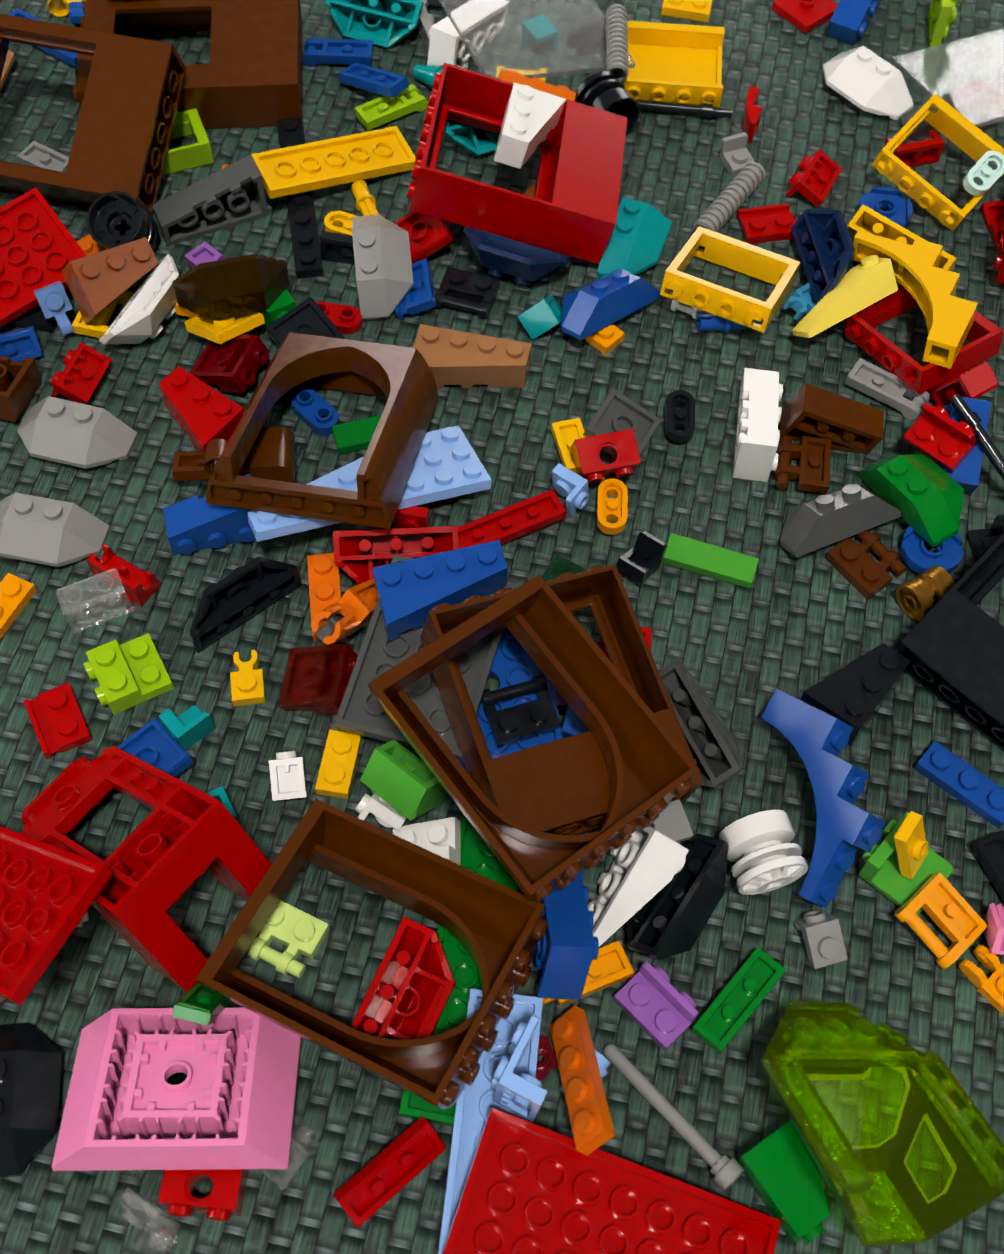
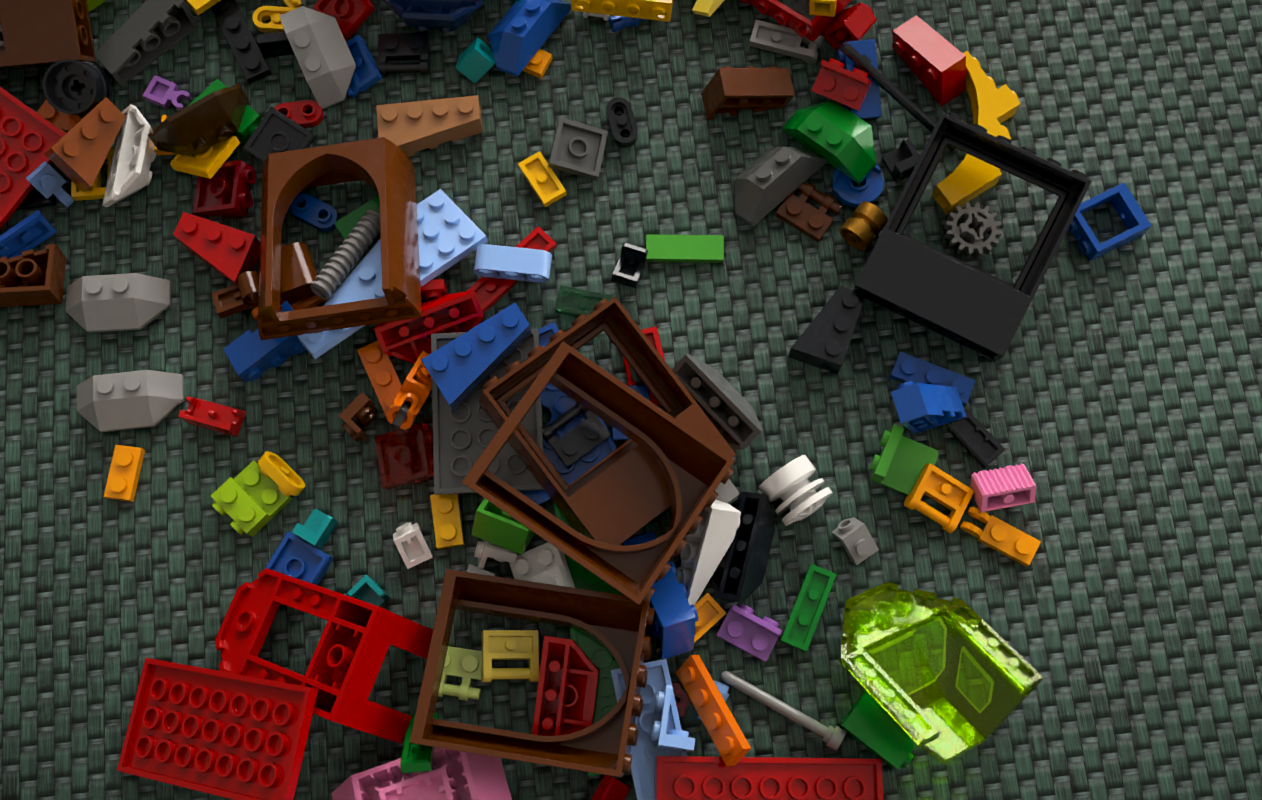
camera: 15 degrees left, 15 degrees up
(58, 720) = (210, 557): red plate -> none
(81, 375) = (99, 241): red bracket -> none
(94, 600) = (198, 448): clear bracket -> none
(169, 648) = (281, 473): none -> yellow plate
(240, 598) = (315, 407): black wedge -> none
(247, 682) = (350, 476): yellow plate -> none
(281, 618) = (356, 415): none -> reddish brown bracket
(329, 455) = (347, 255): none -> light grey piece
(359, 925) = (510, 646): none -> light yellow plate
(511, 514) = (513, 263): none -> light blue beam
(572, 487) = (552, 217): light blue bracket -> none
(612, 508) = (593, 226): light orange plate -> none
(618, 444) = (585, 173): red brick -> none
(757, 425) = (688, 110): white wedge -> none
(813, 467) = (744, 135): reddish brown plate -> none
(836, 785) = (835, 417): blue arch -> none
(911, 845) = (904, 450): yellow plate -> none
(953, 802) = (927, 405): none -> blue wedge

